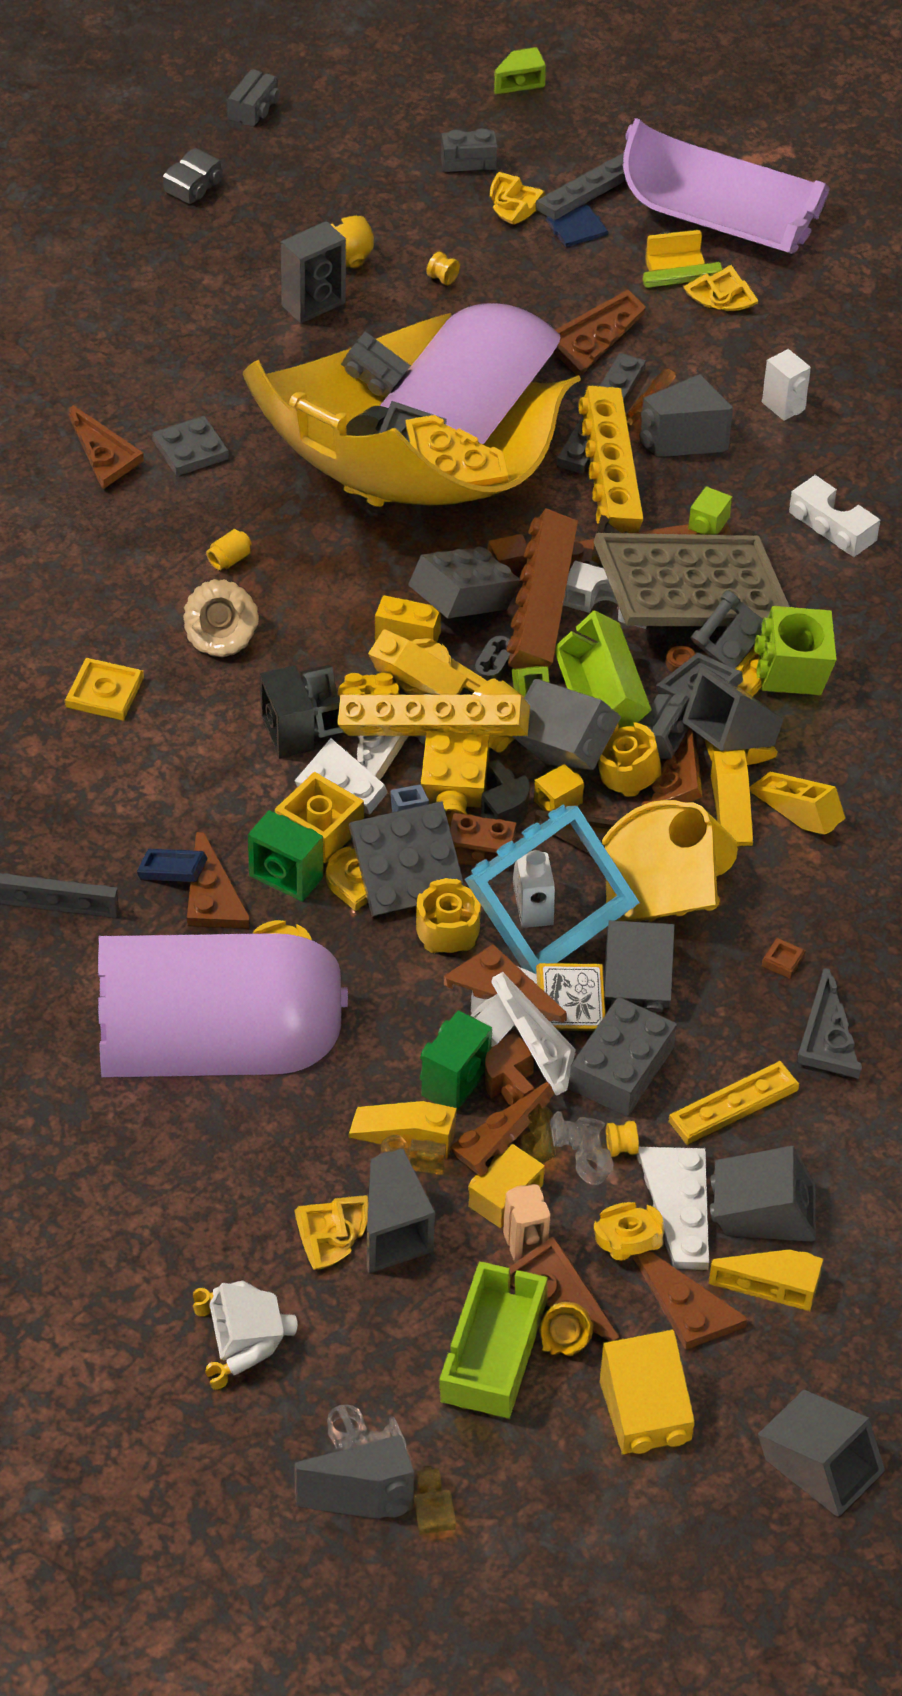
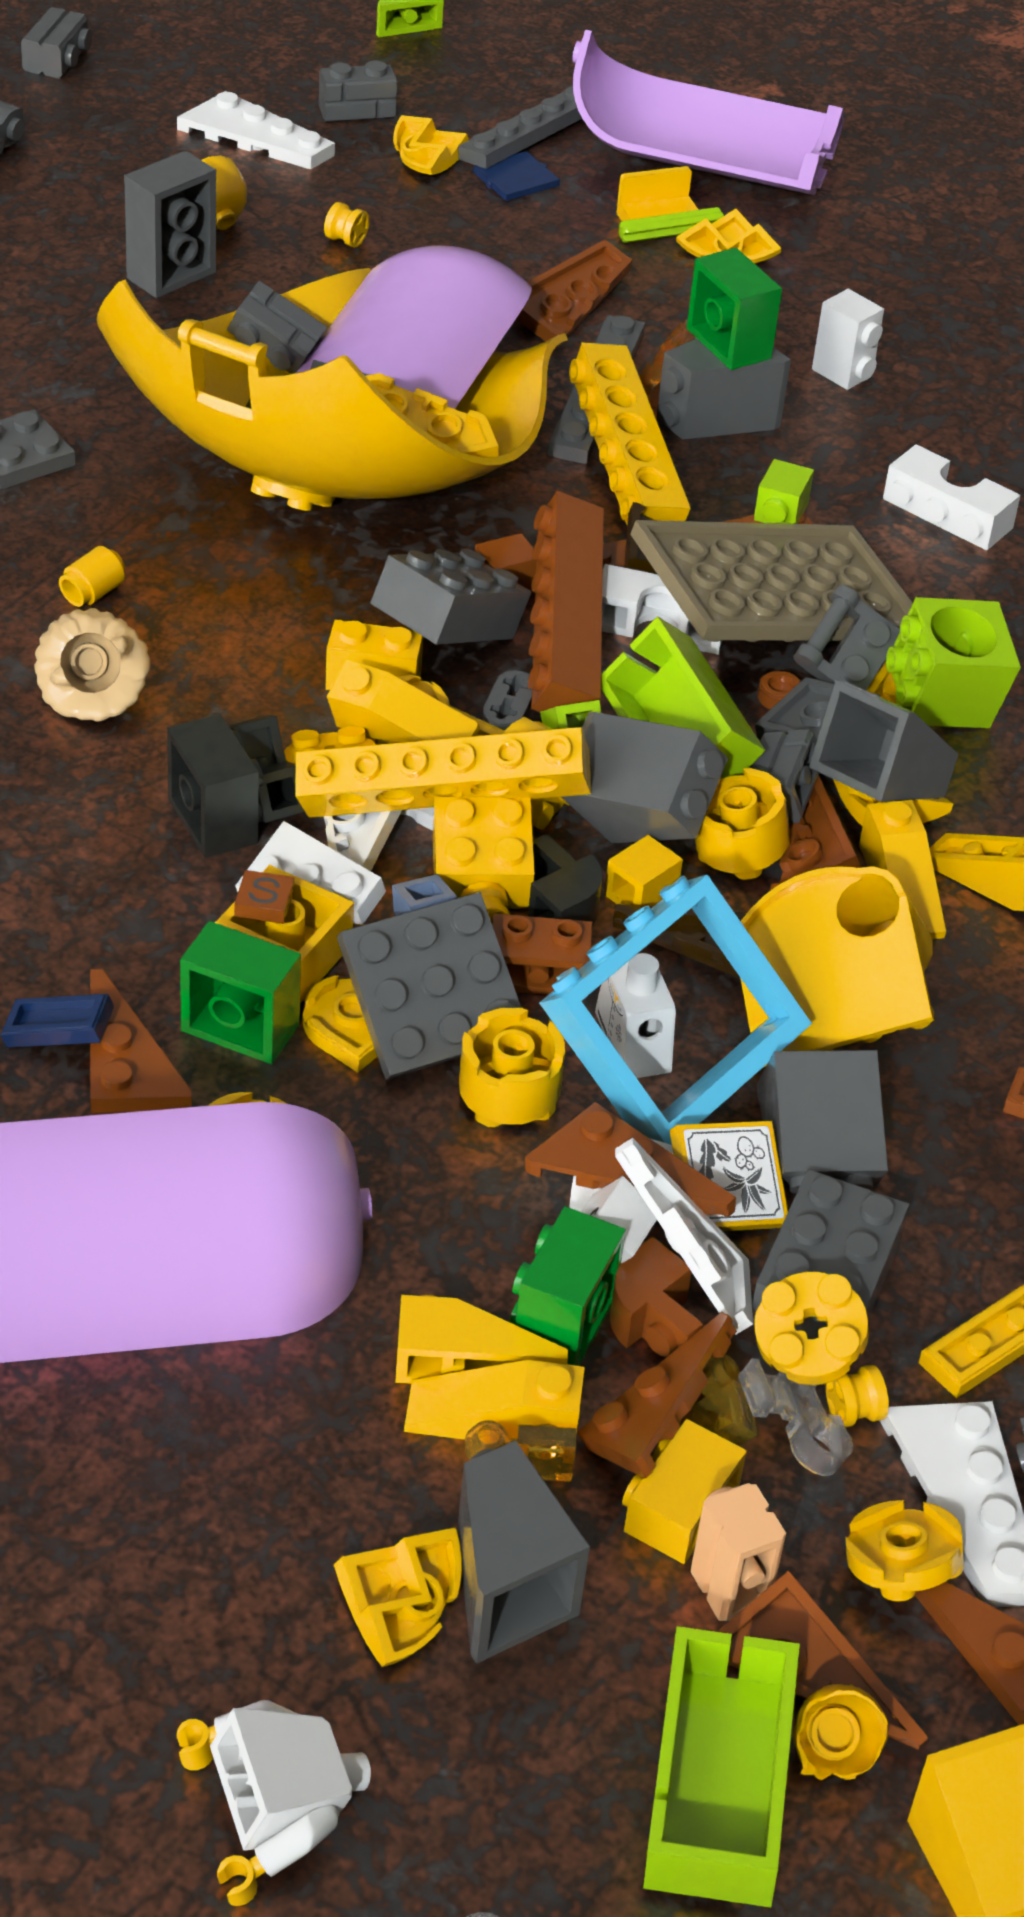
camera: 10 degrees left, 5 degrees down
(307, 794) = (264, 896): none -> dark orange tile
(383, 1082) = (455, 1336): none -> yellow slope
(390, 178) = (257, 130): none -> white wing
(611, 1107) = (805, 1296): none -> yellow plate
(693, 370) = (733, 308): none -> green brick

